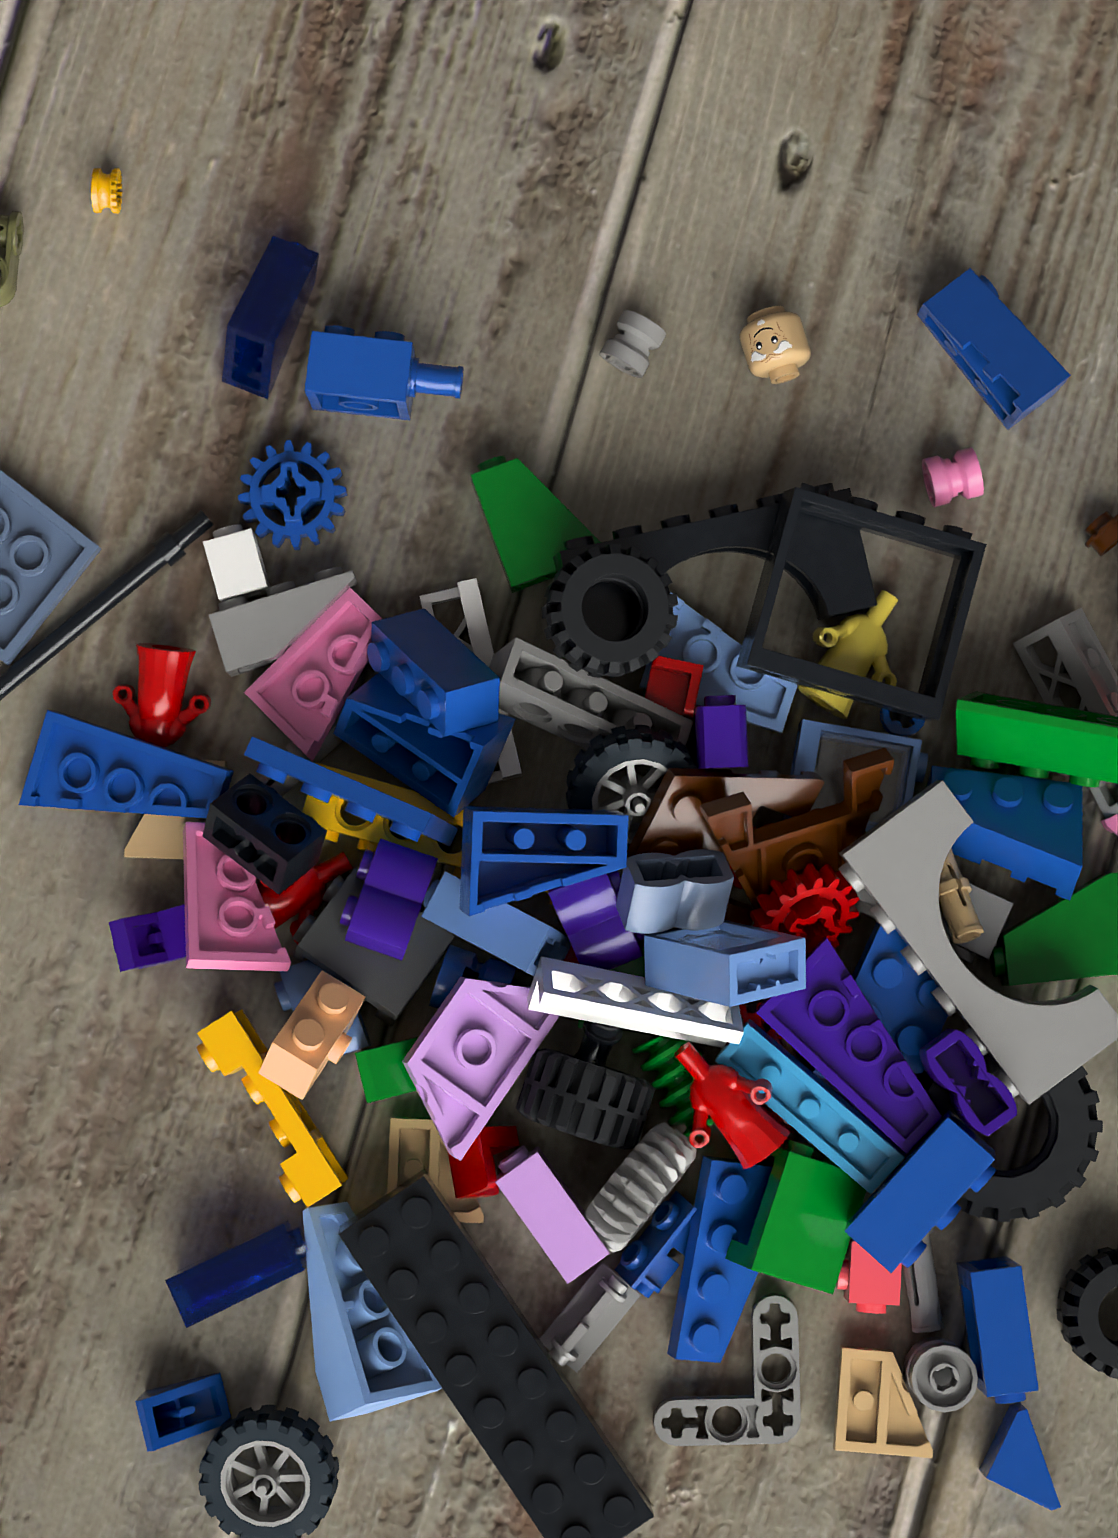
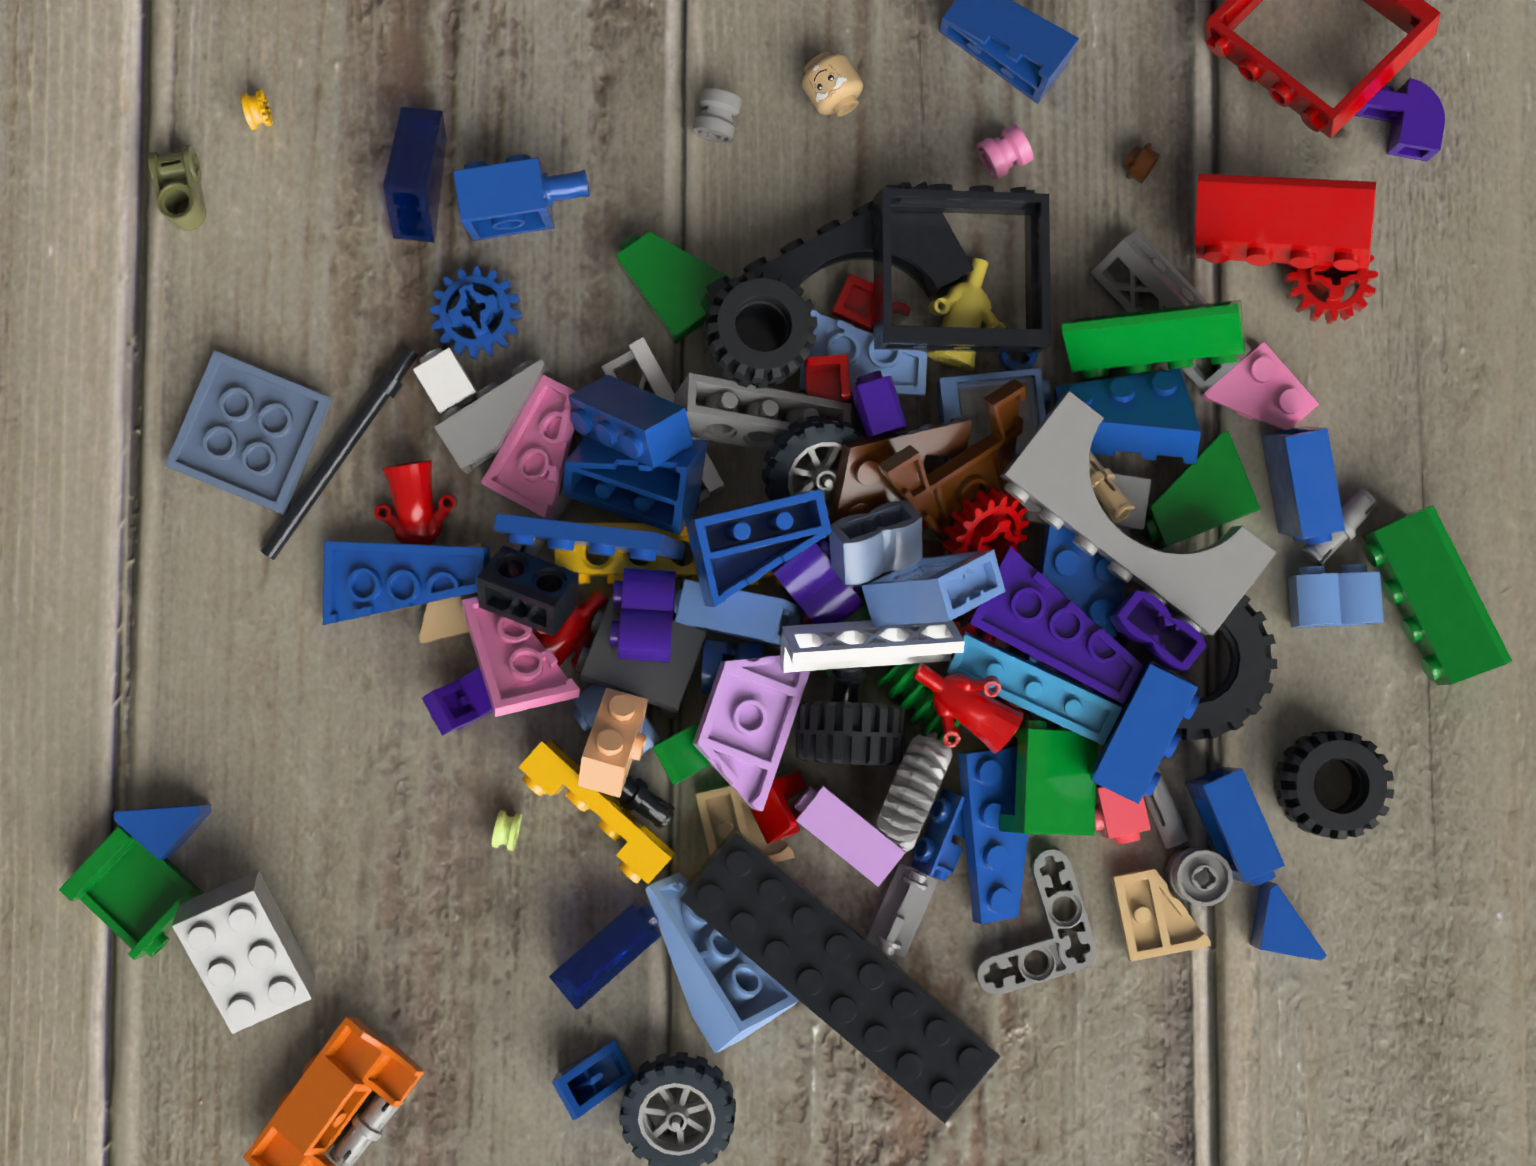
camera: 15 degrees left, 0 degrees up
(163, 1099) = (506, 830): none -> yellowish green bush
(329, 1110) = (642, 800): none -> black pin
(733, 604) = (857, 303): none -> red plate

